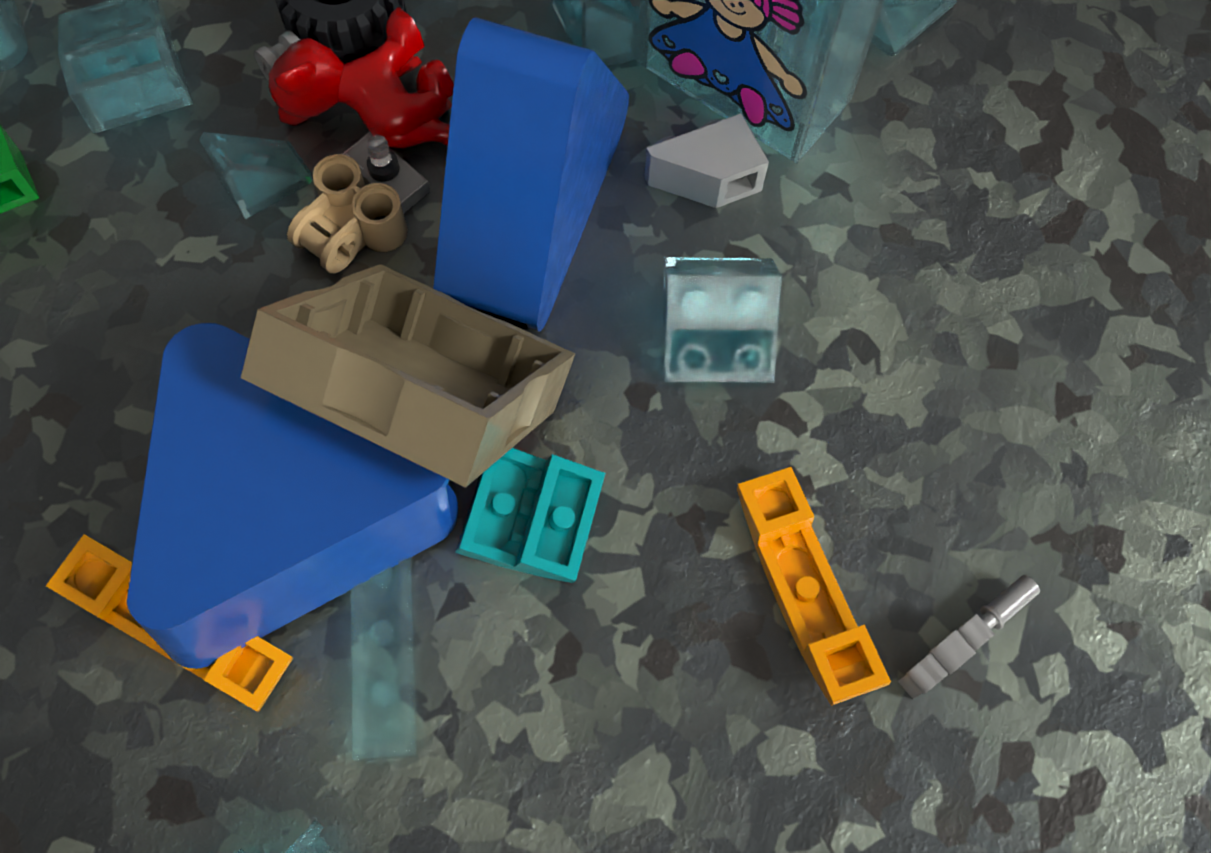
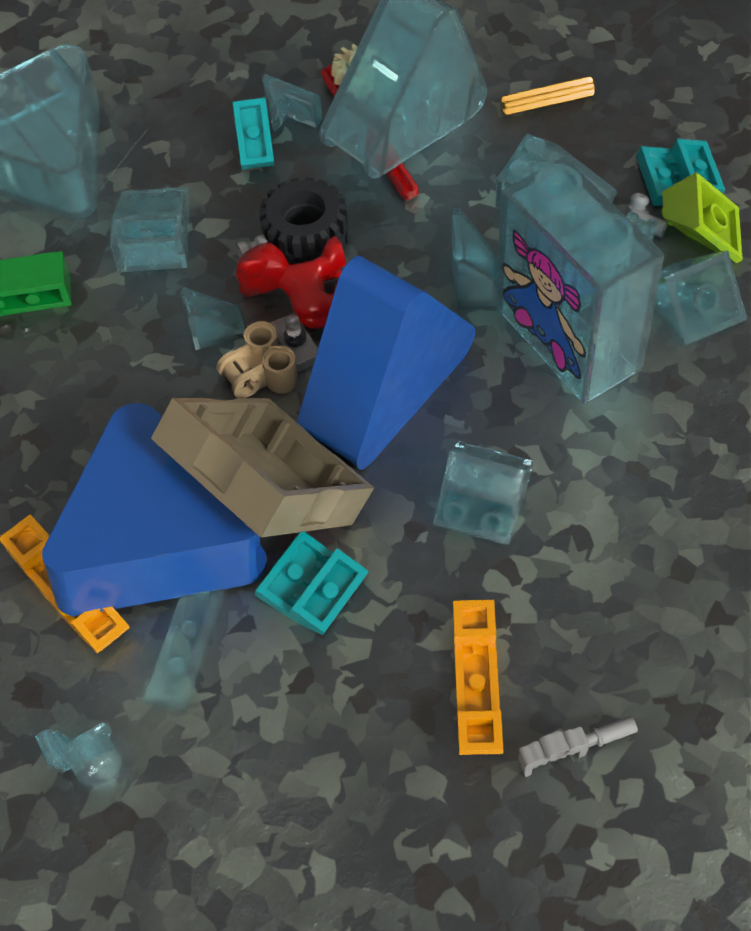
camera: 25 degrees right, 10 degrees down
(709, 163) = (515, 388): light grey slope -> none

